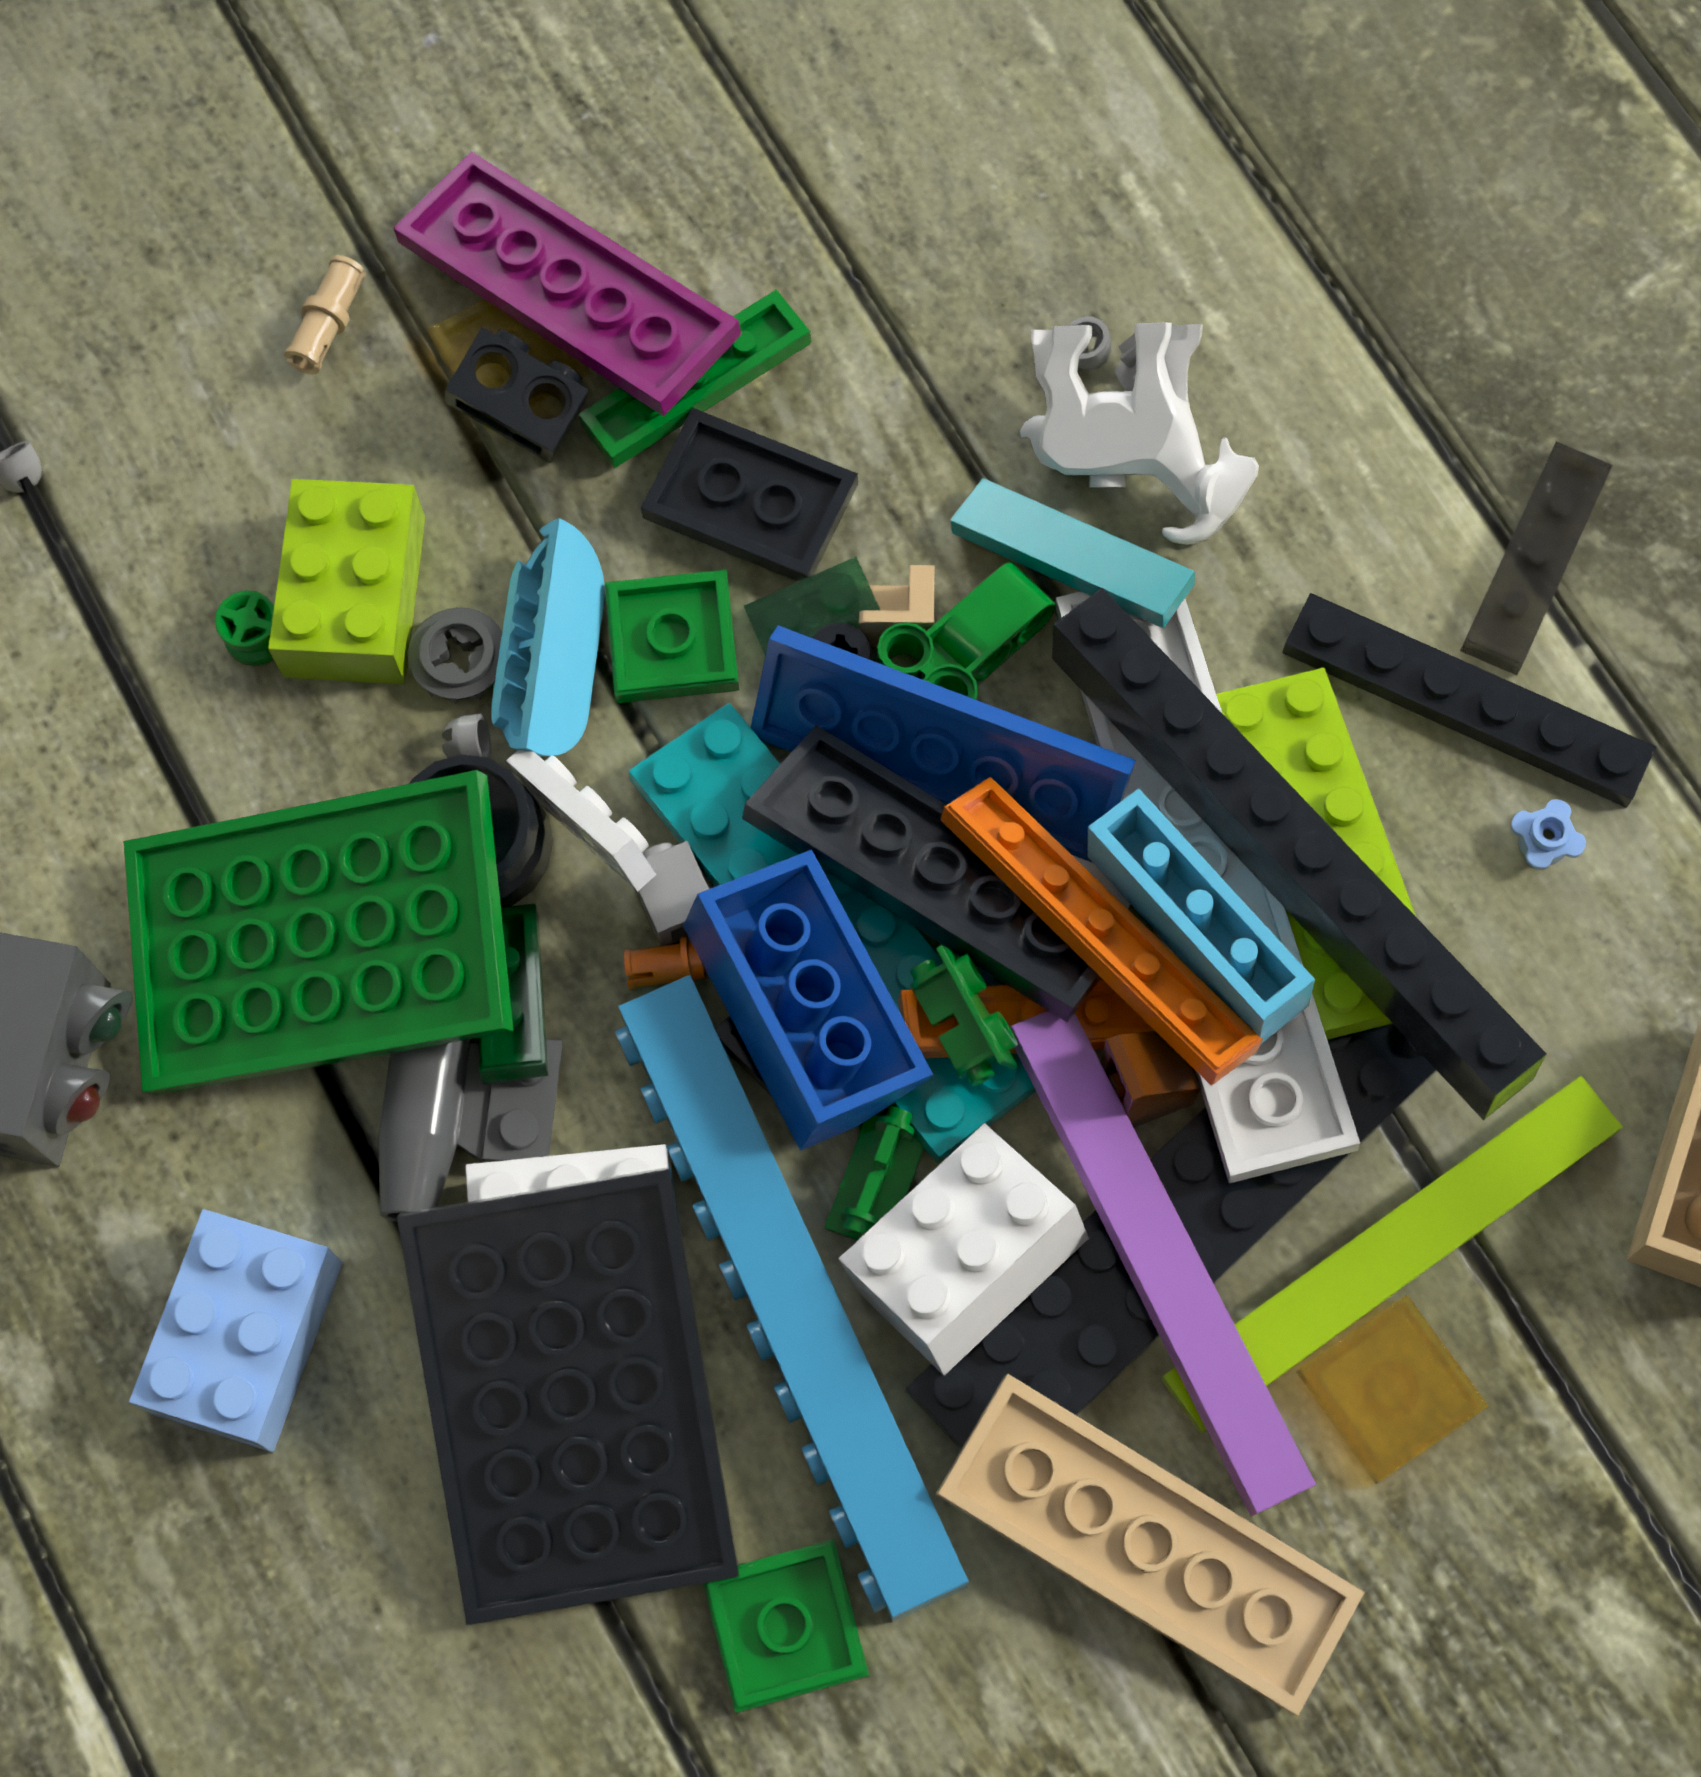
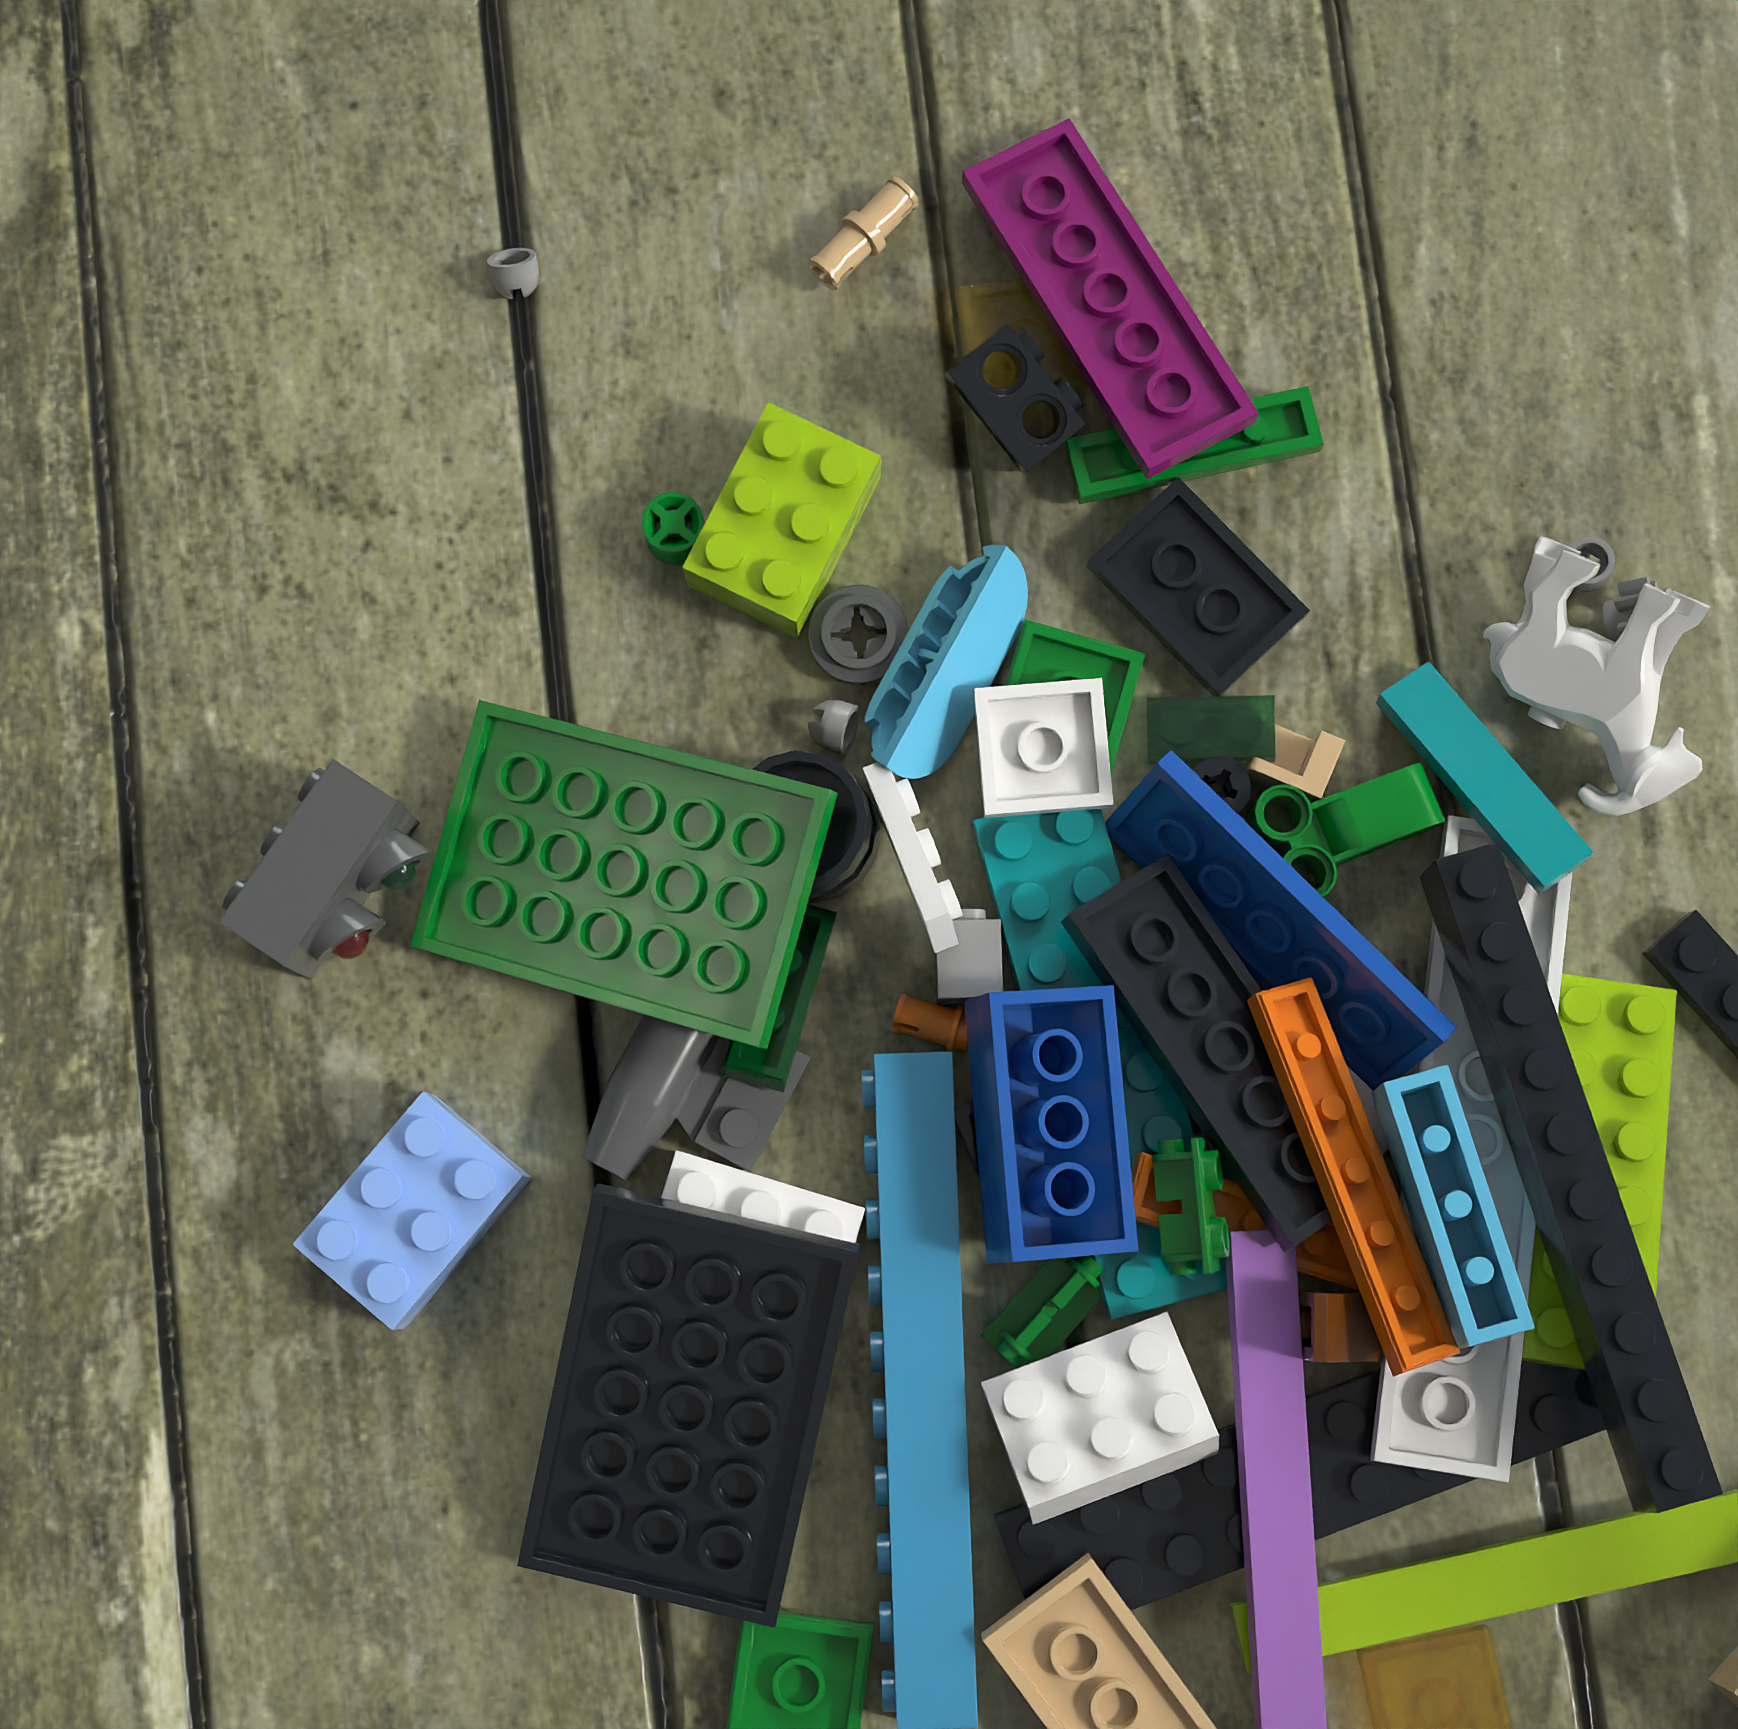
camera: 20 degrees right, 10 degrees up
(665, 680) = (1043, 748): none -> white plate

